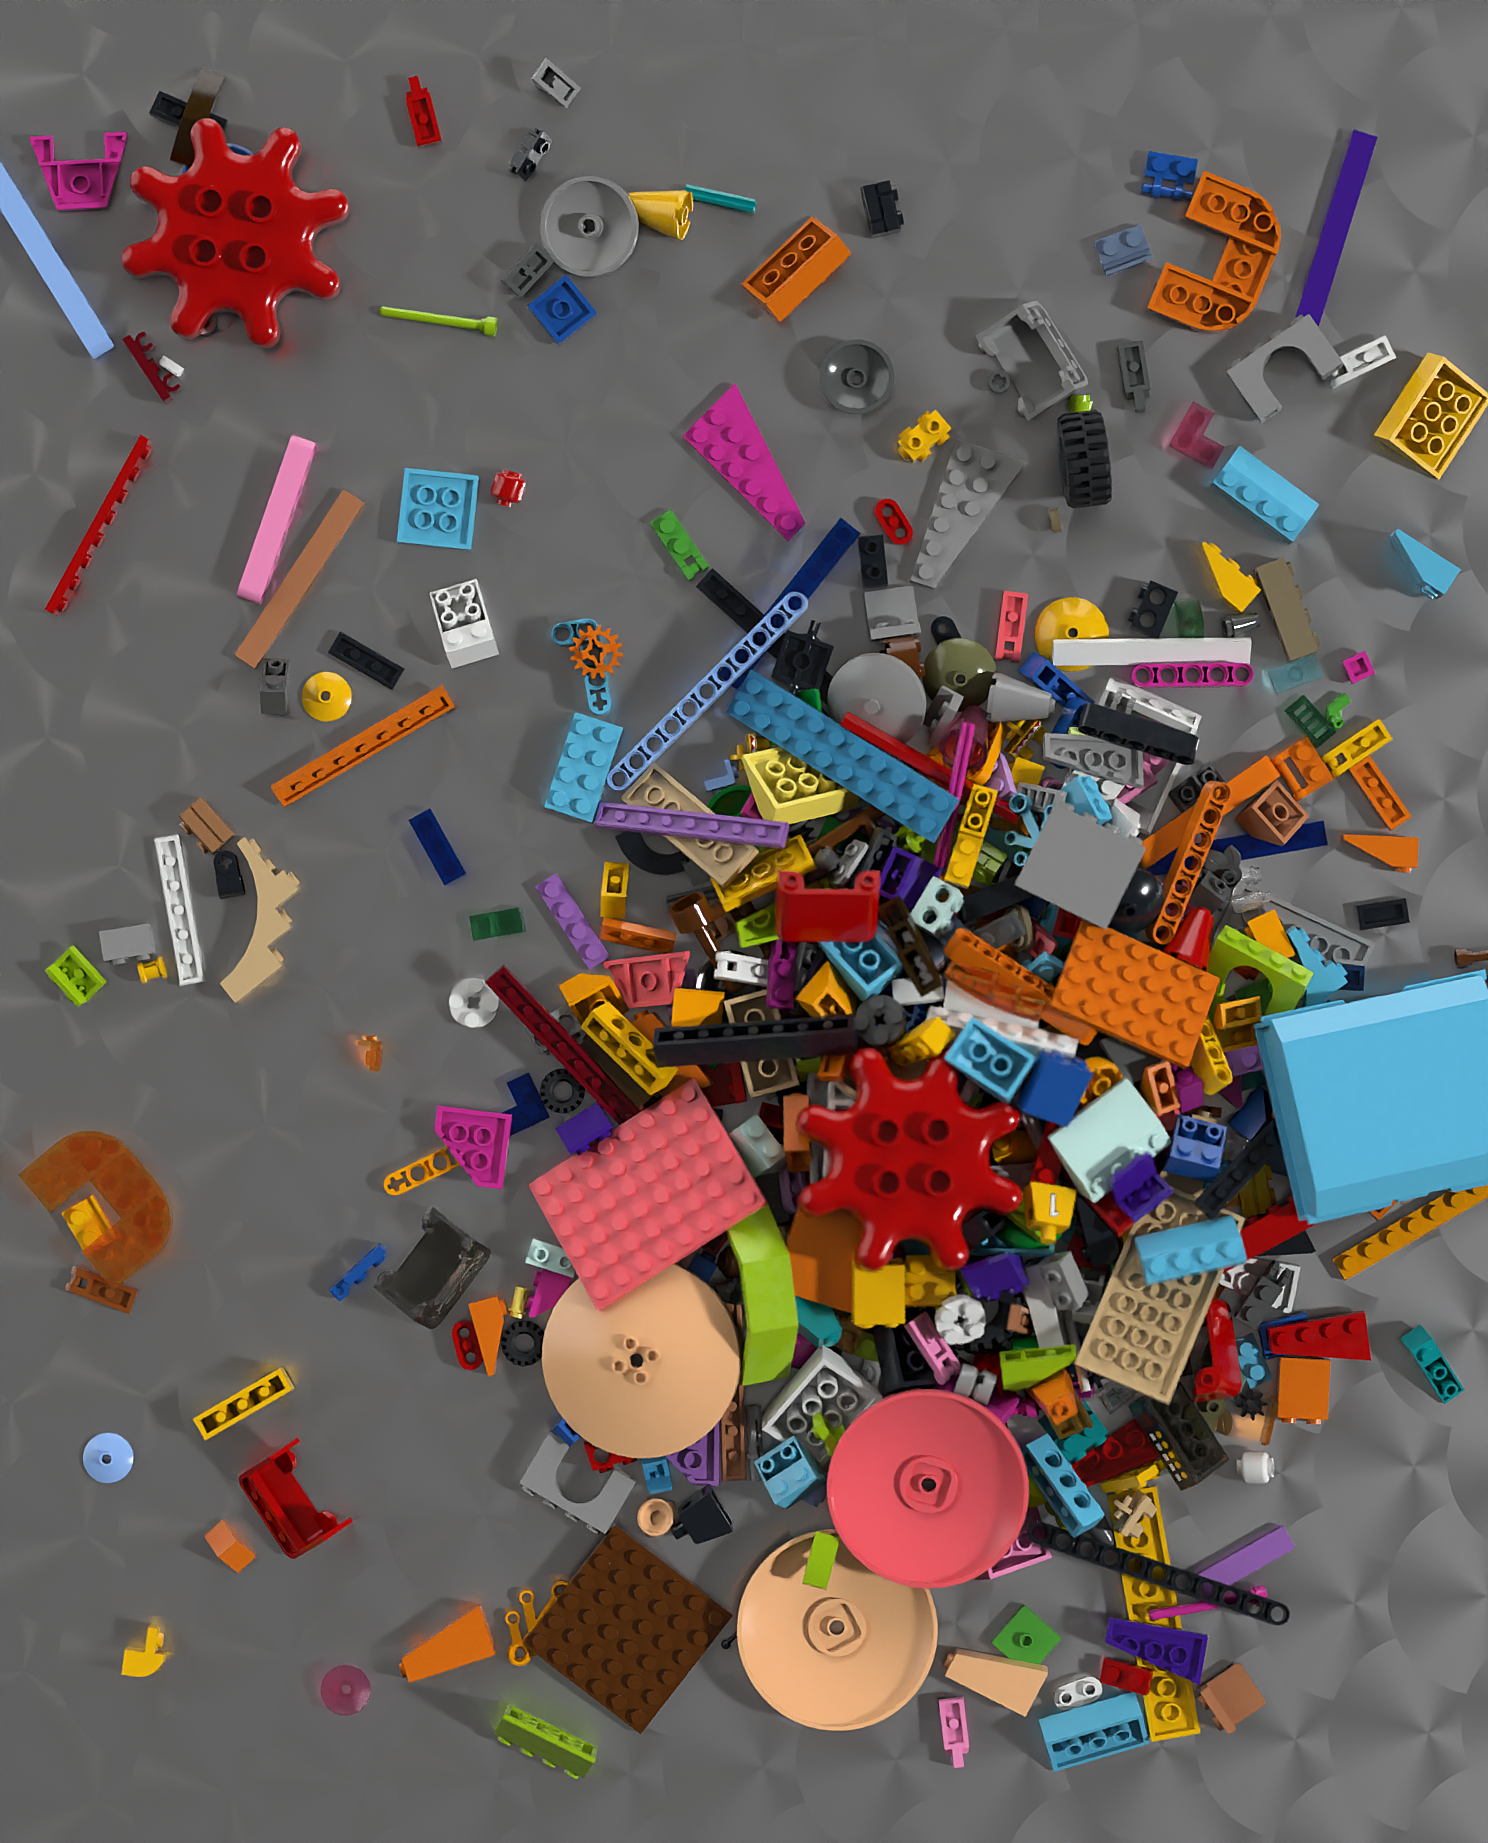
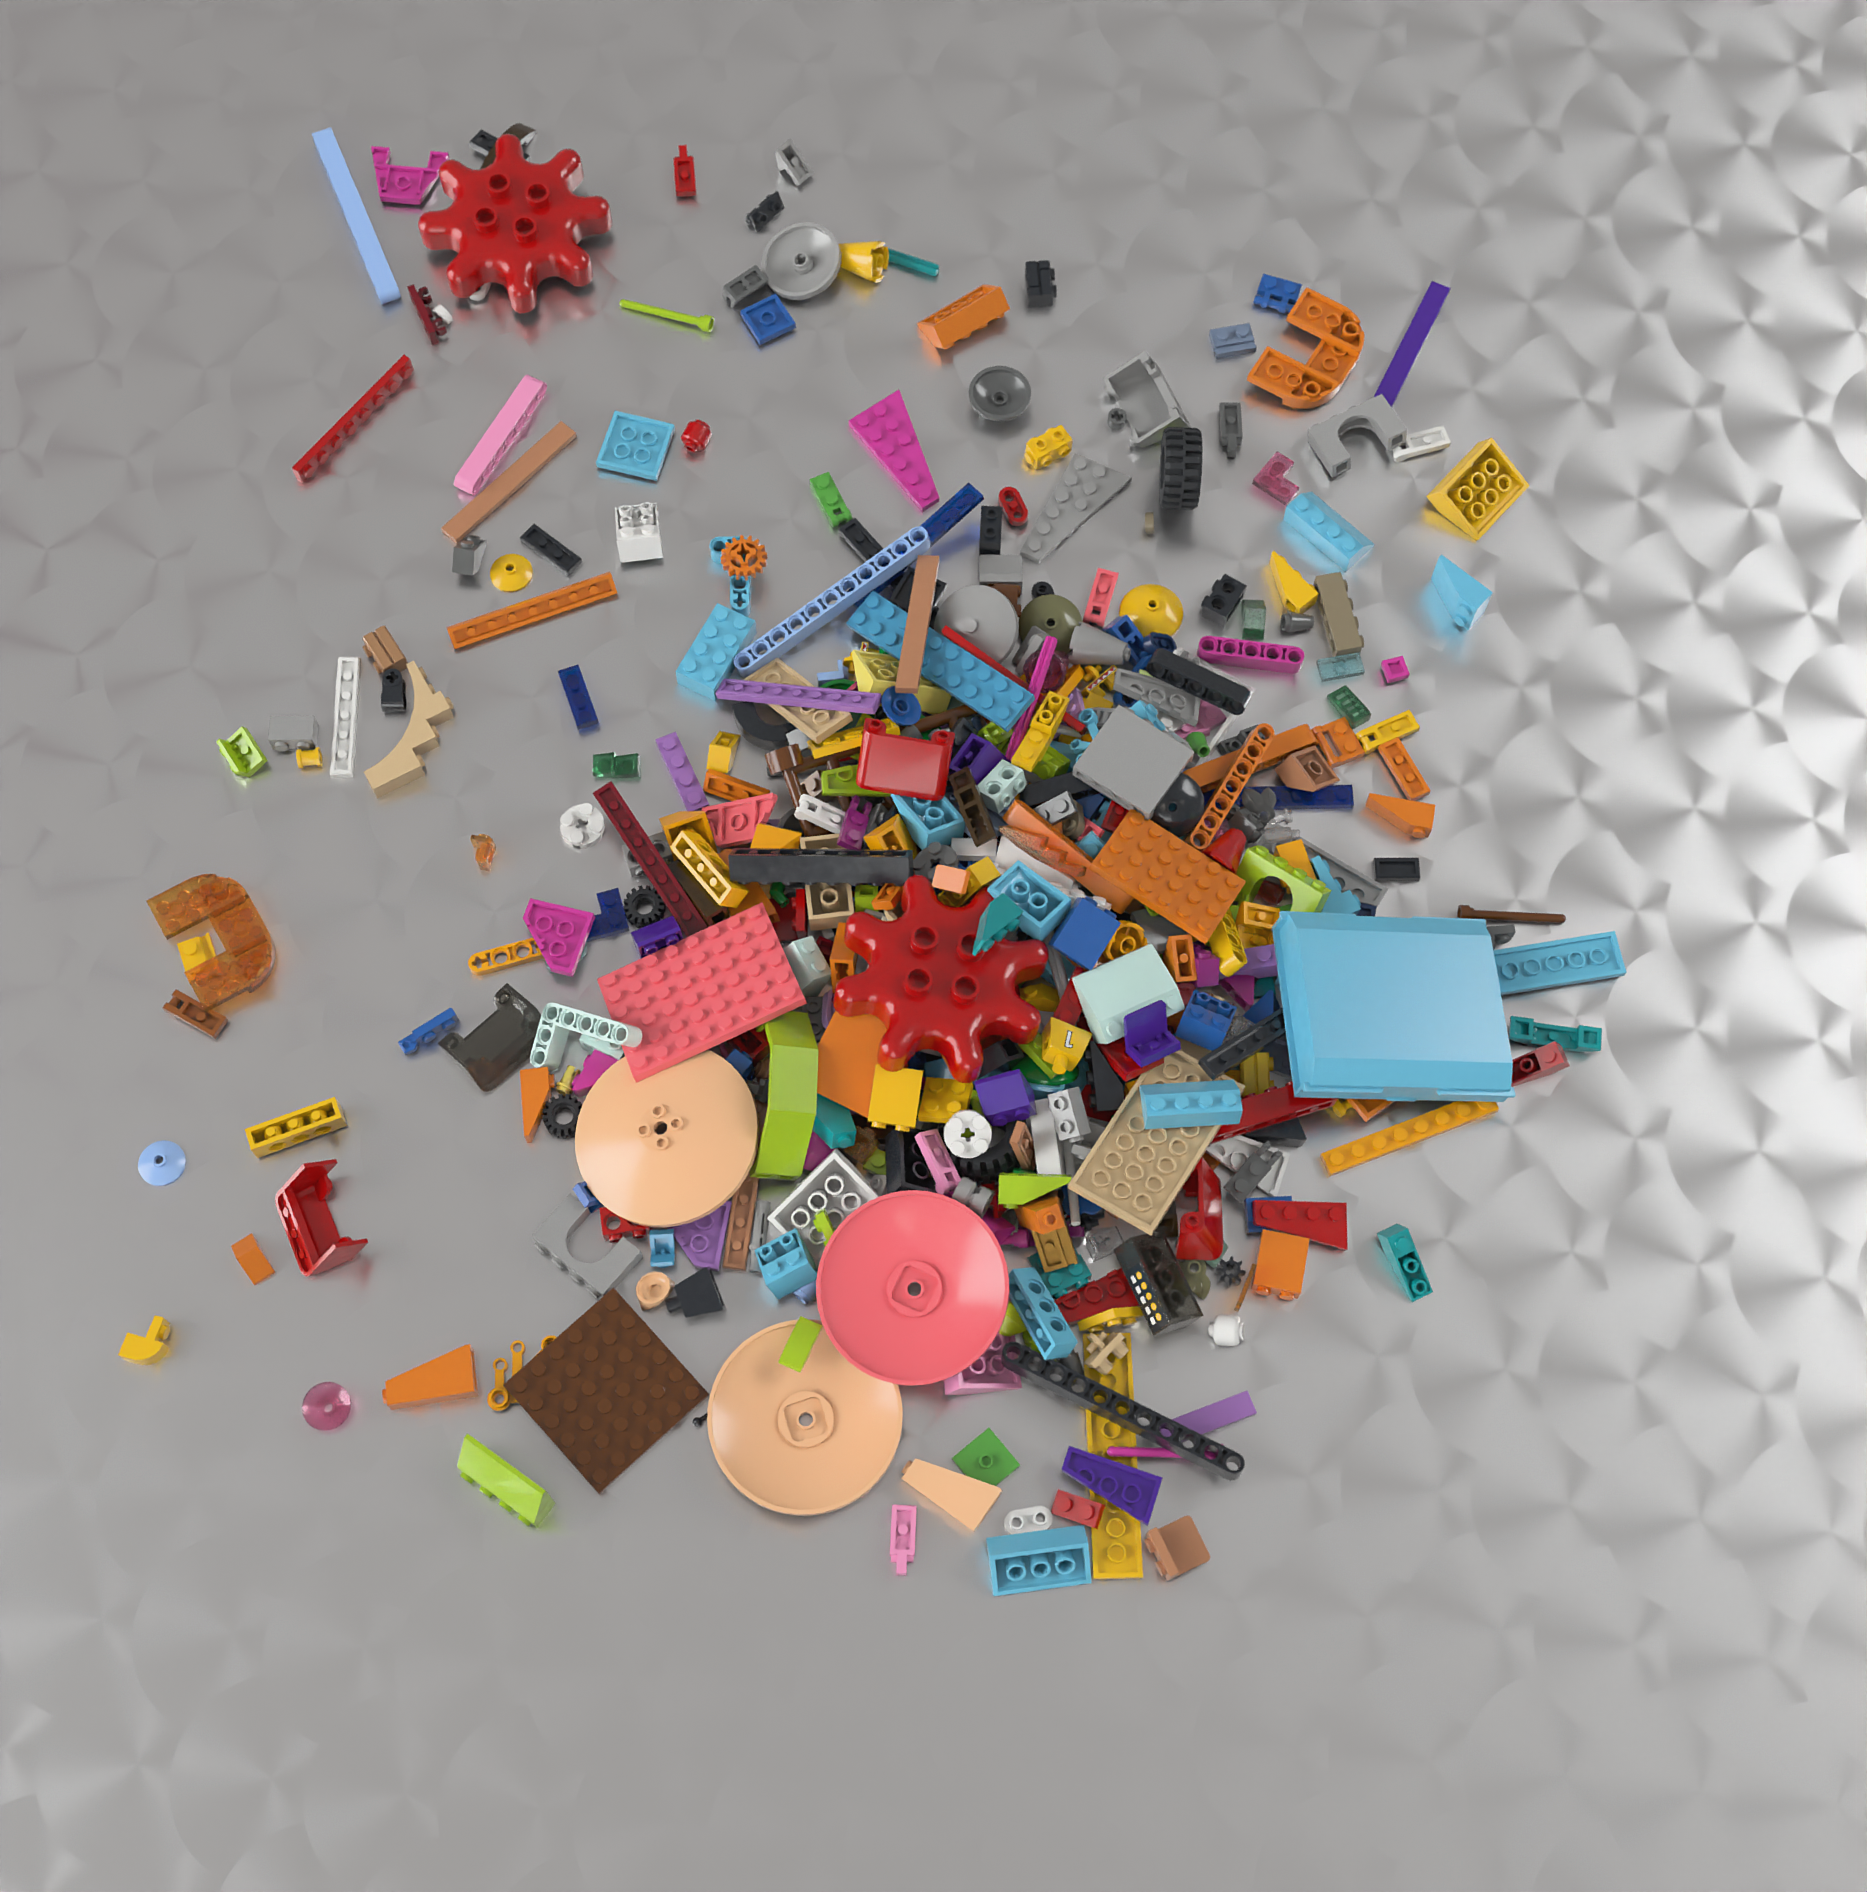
camera: 10 degrees right, 20 degrees down
(466, 1345) = (511, 1111): red plate -> none
(507, 1243) = (555, 1027): none -> light aqua beam
(811, 717) = (917, 624): none -> nougat tile
(818, 825) = (901, 707): none -> blue dish
(903, 1051) = (951, 879): none -> slope
(958, 1101) = (995, 921): none -> teal slope
(1087, 682) = (1158, 640): none -> dark blue plate
(1145, 804) = (1198, 743): none -> bright green cone
(1150, 651) = (1203, 626): white tile -> none
(1252, 1361) = (1235, 1234): medium azure plate -> none
(1334, 711) = (1371, 700): bright green arm -> none

